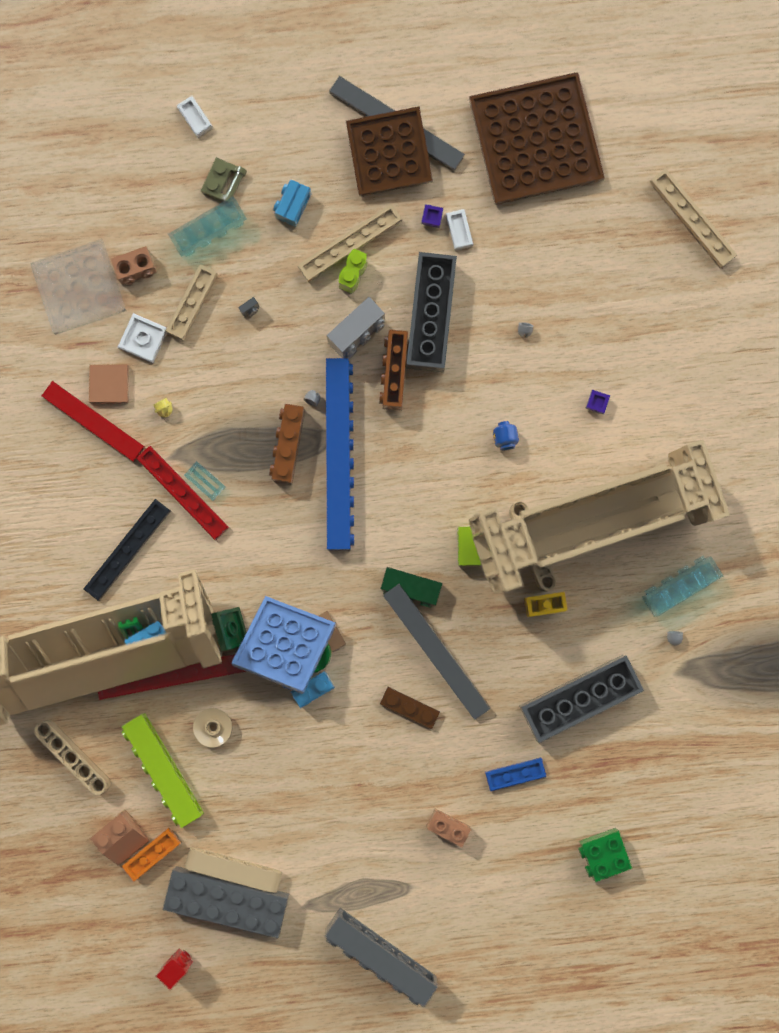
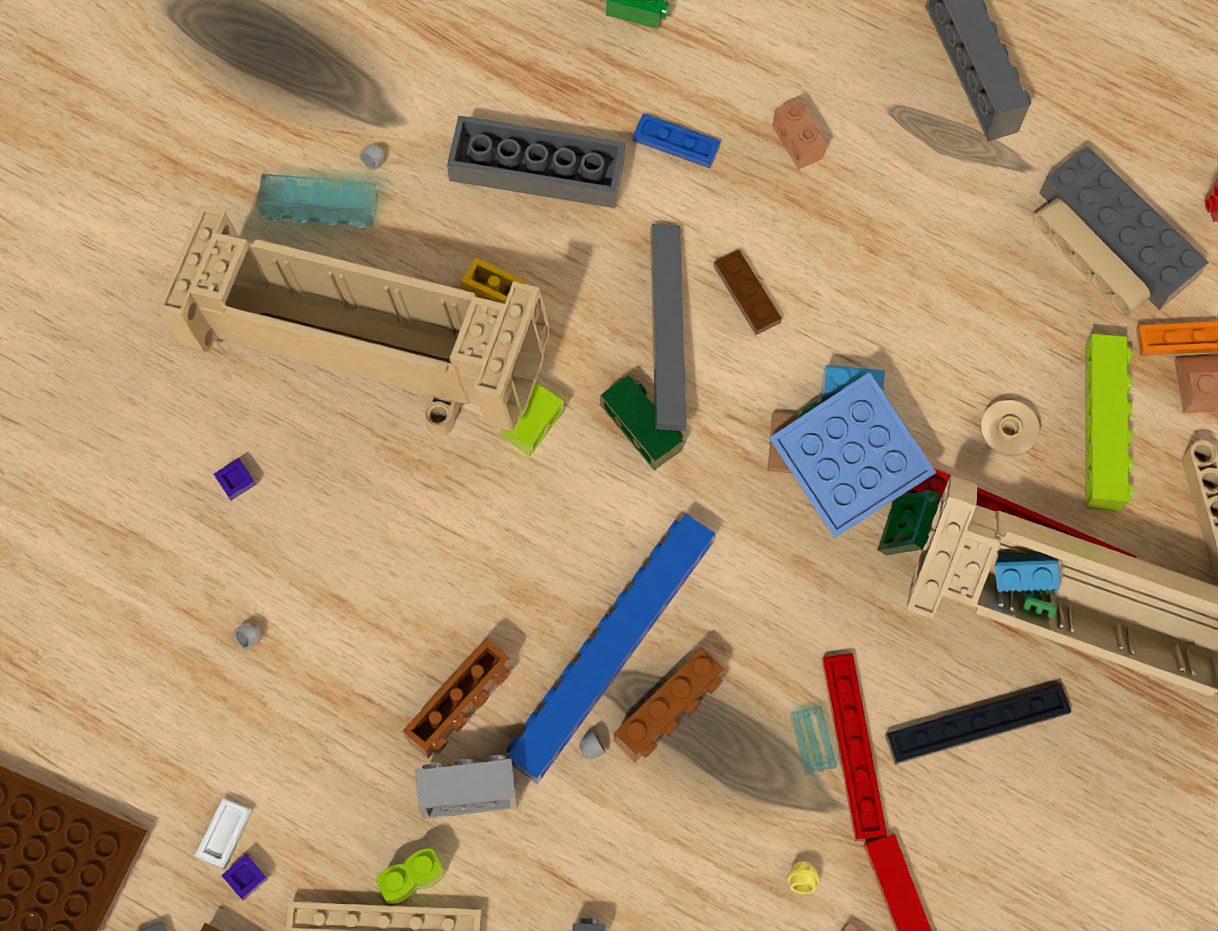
camera: 145 degrees left, 15 degrees down
(431, 312) = (349, 741): dark grey brick -> none
(505, 436) = (382, 516): blue head -> none

